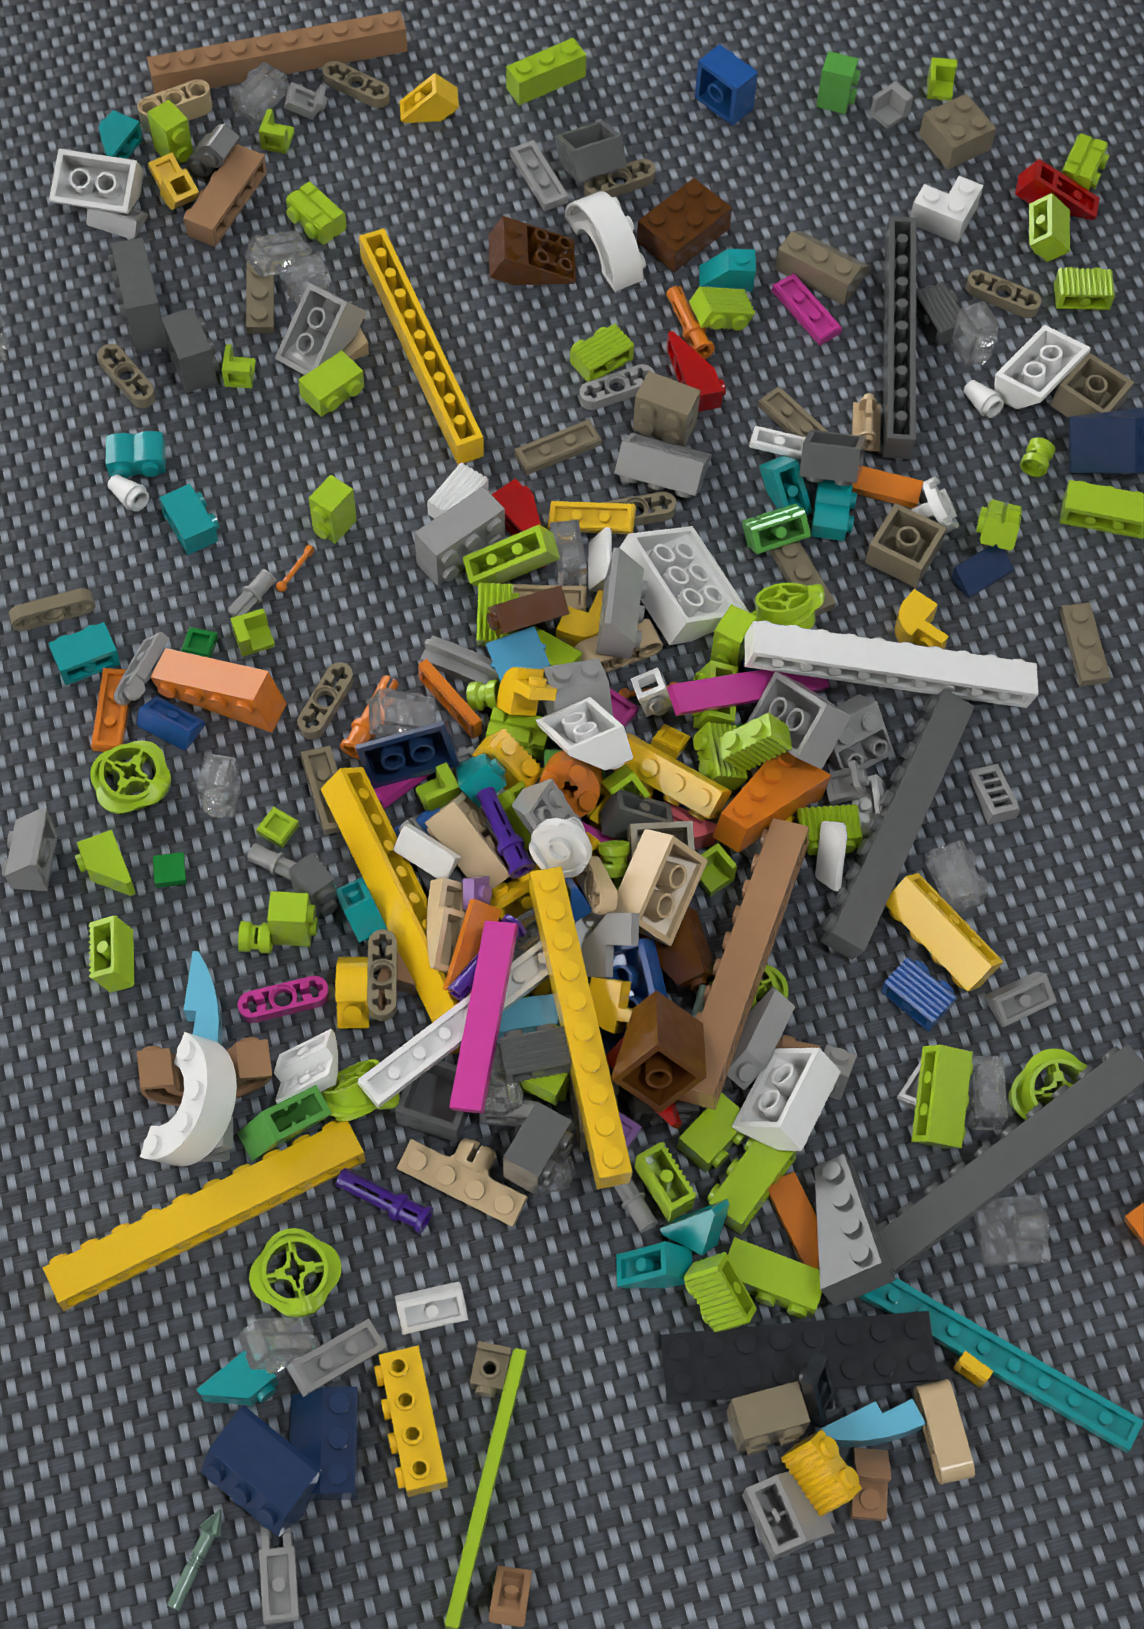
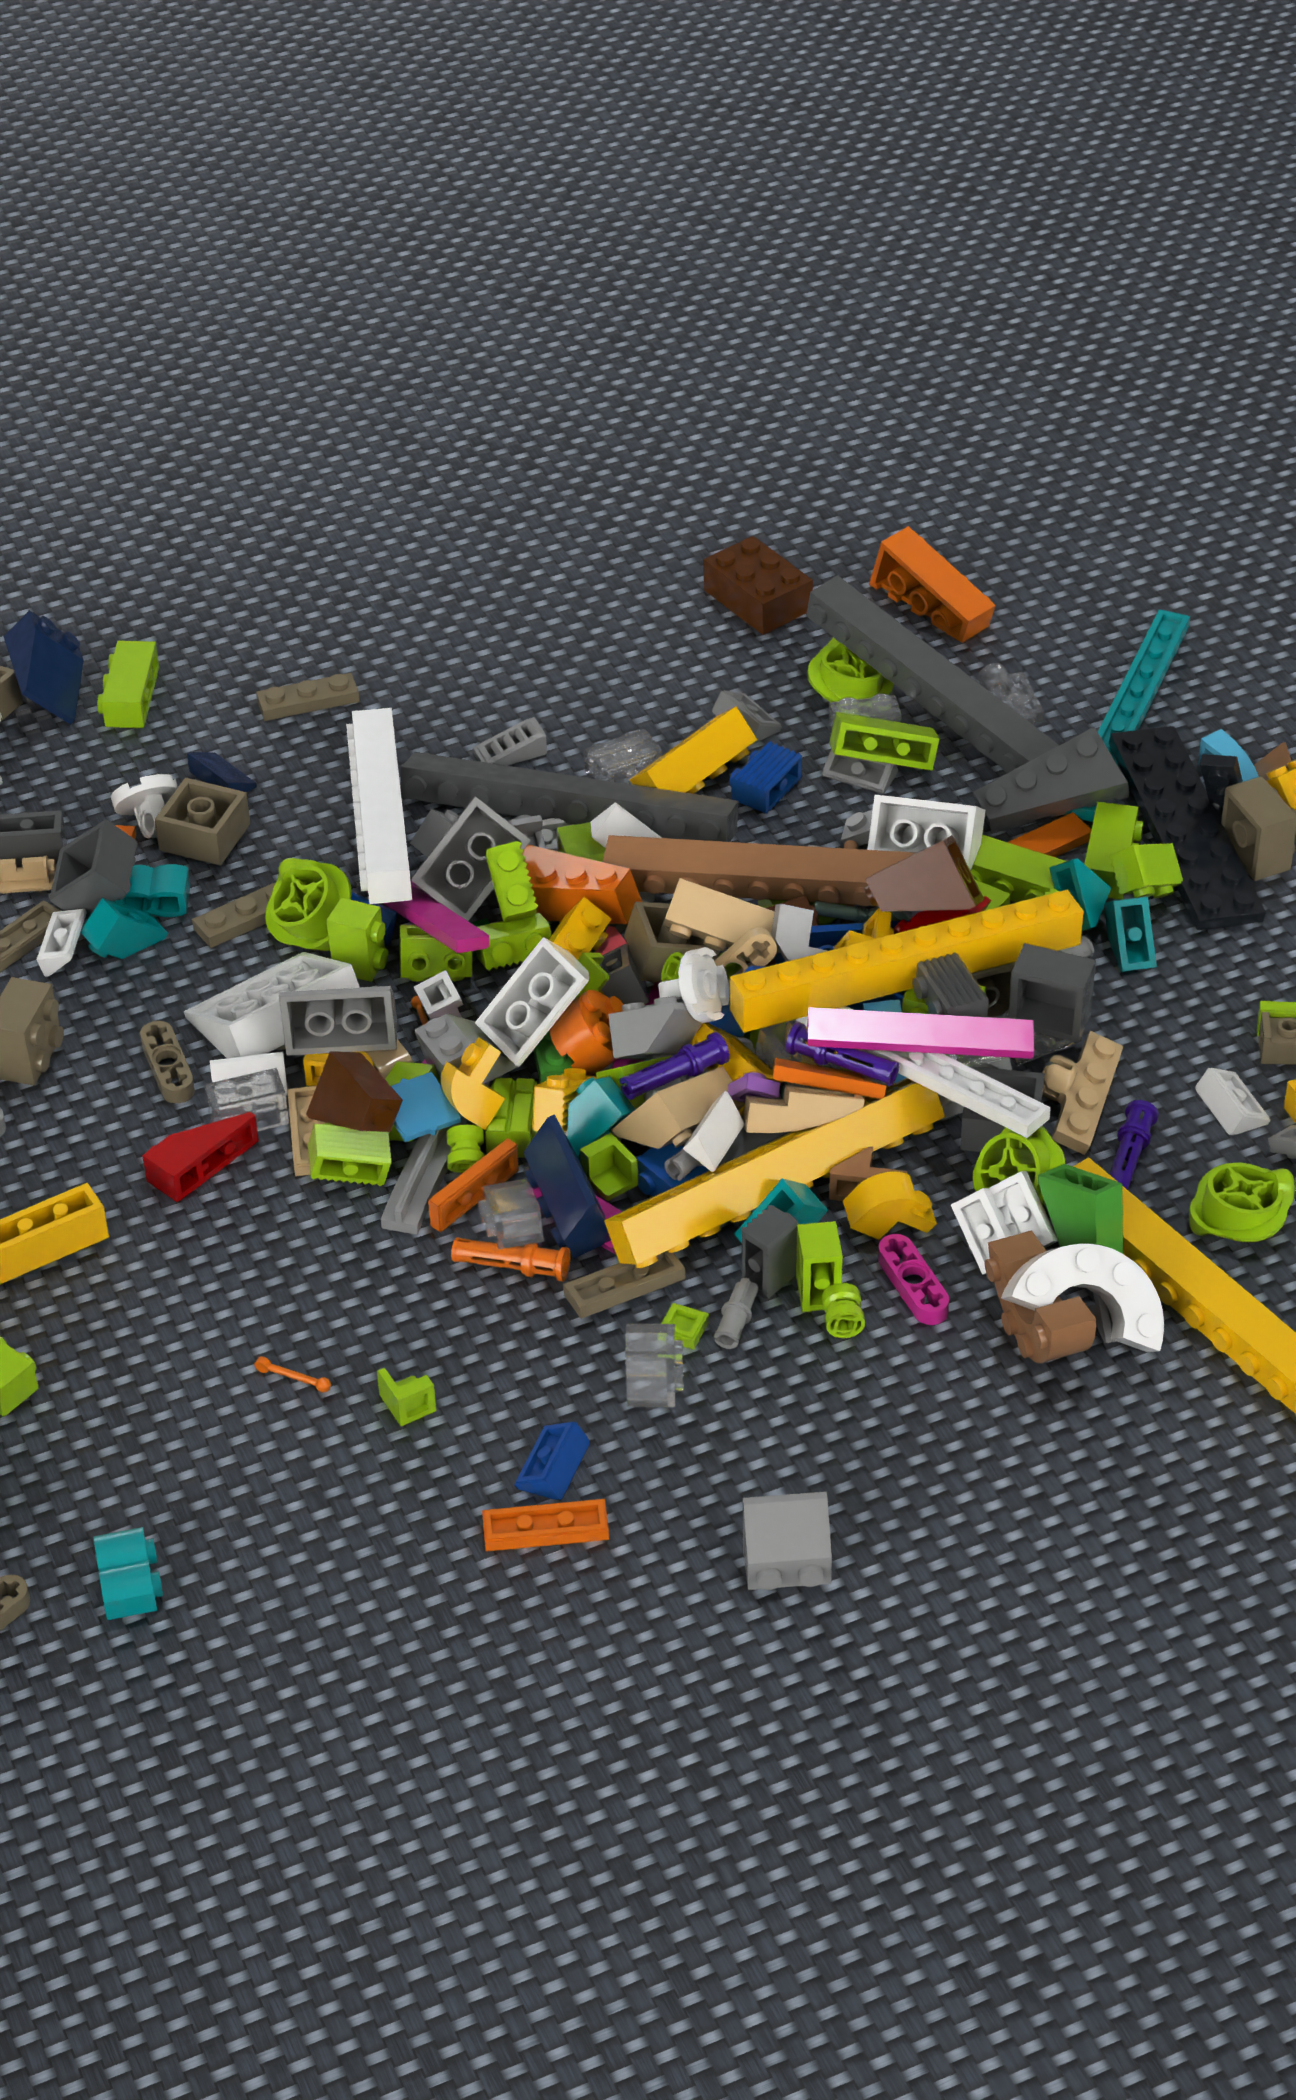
camera: 95 degrees left, 20 degrees down
(40, 612) = (401, 1616): dark tan beam -> none
(84, 653) = (467, 1562): teal brick -> none
(104, 862) = (778, 1467): lime slope -> none
(111, 953) = (908, 1431): lime brick -> none
(121, 800) = (650, 1470): lime piece -> none
(129, 493) = (192, 1569): white cone -> none
(140, 669) = (481, 1489): light grey hinge -> none
(169, 870) = (768, 1418): green tile -> none
(189, 518) = (232, 1491): teal brick -> none
(200, 642) = (427, 1452): green tile -> none
(202, 1001) = (945, 1342): medium azure slope -> none
(220, 687) = (501, 1401): orange wedge -> none
(252, 594) = (343, 1407): light grey axle -> none
(325, 713) = (464, 1310): dark tan beam -> none
(332, 509) = (210, 1325): lime brick -> none
(391, 953) = (844, 1161): dark tan beam -> none
(456, 487) = (166, 1220): white brick -> none
(459, 532) = (239, 1194): light grey brick -> none
(512, 557) = (272, 1134): lime brick -> none
(557, 447) = (72, 1145): dark tan tile -> none
(595, 516) = (187, 1087): yellow tile -> none
(662, 465) = (98, 1038): light grey slope -> none
(670, 741) = (488, 990): yellow tile -> none
(776, 528) = (190, 926): bright green brick -> none
(914, 622) = (304, 815): yellow brick -> none
(944, 1432) = (1237, 719): tan beam -> none
(973, 1369) = (1152, 711): yellow tile -> none
(999, 524) = (170, 746): lime brick -> none
(1037, 457) = (61, 737): lime wheel -> none

